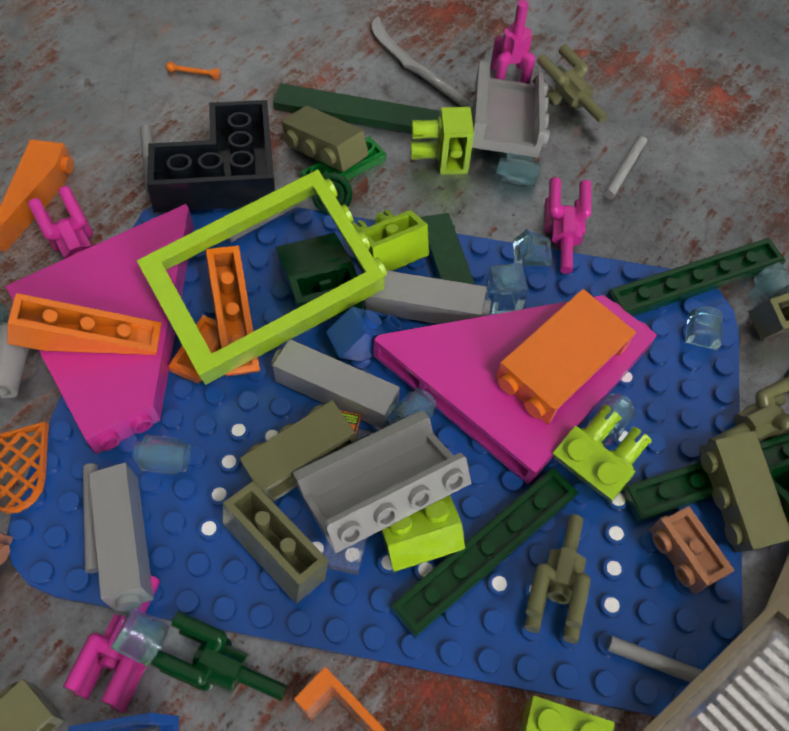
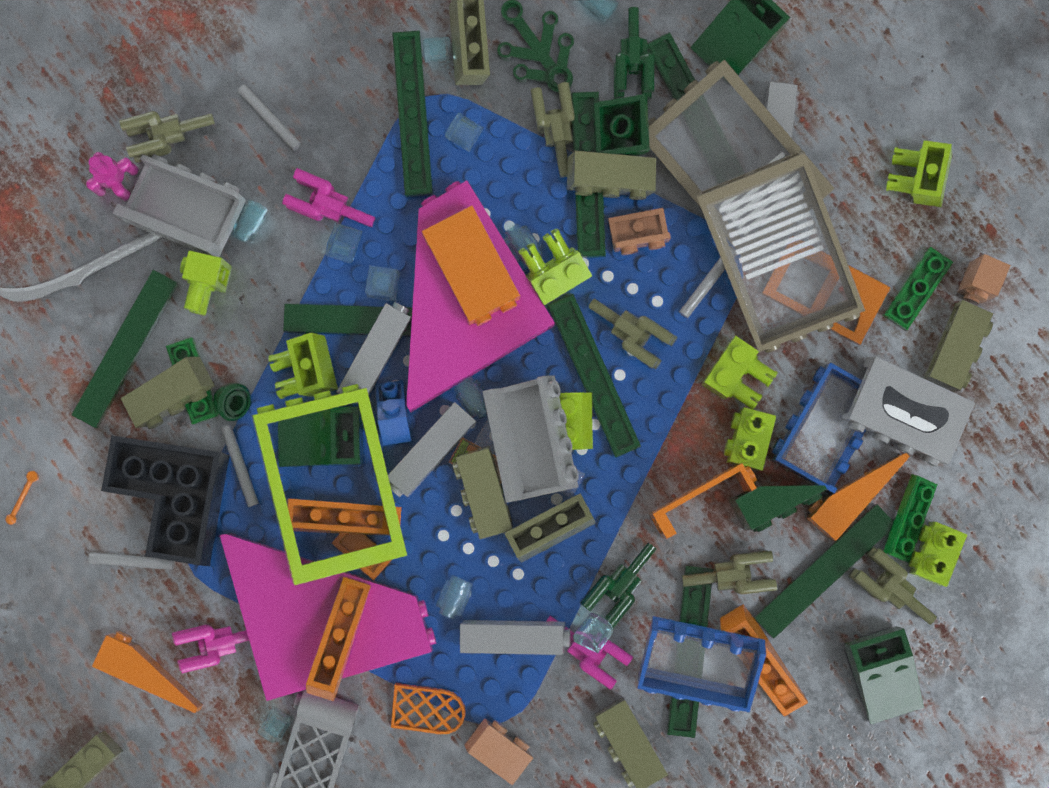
camera: 70 degrees left, 25 degrees up
(91, 564) = (485, 658): light grey bar -> none

